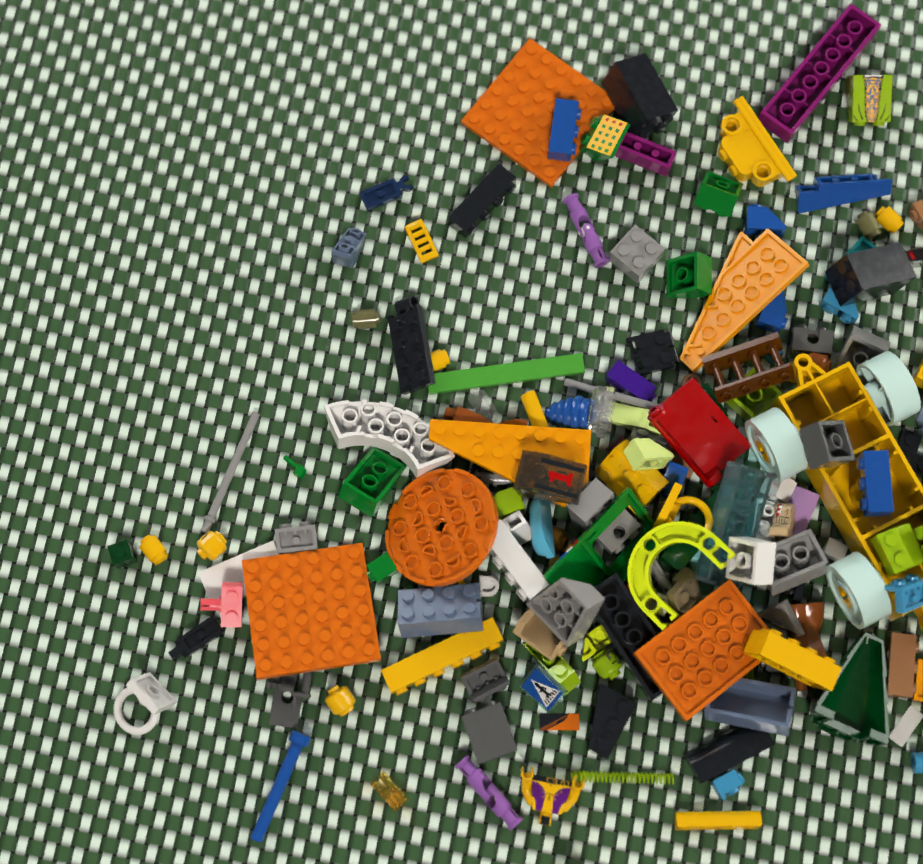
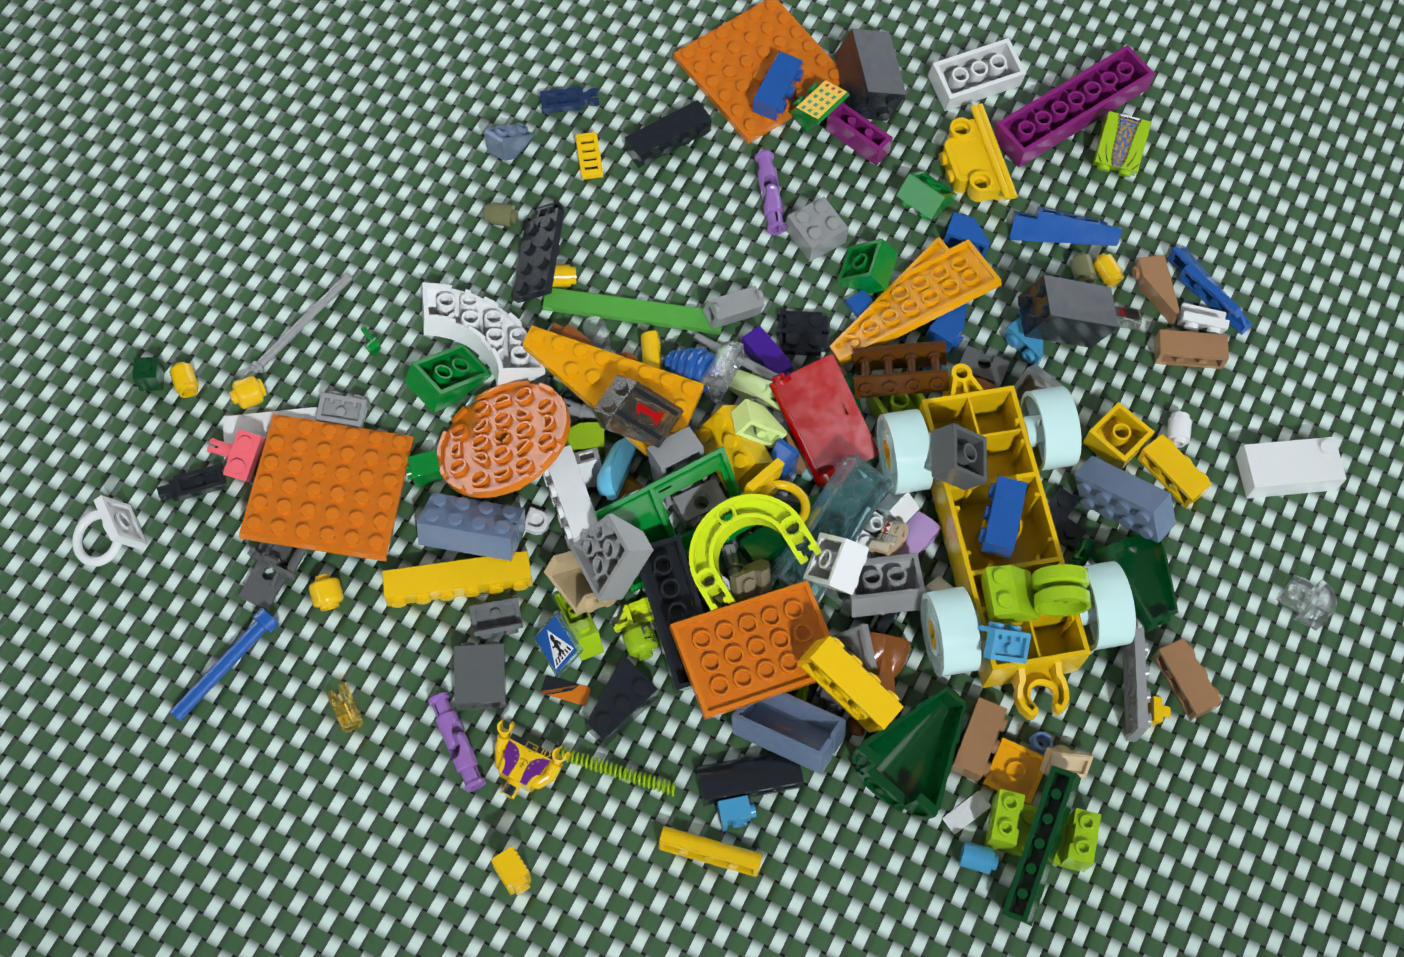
camera: 10 degrees right, 10 degrees down
(590, 348) = (733, 307): none -> light grey brick
(691, 311) = (859, 303): none -> blue tile
(728, 66) = (976, 74): none -> white brick

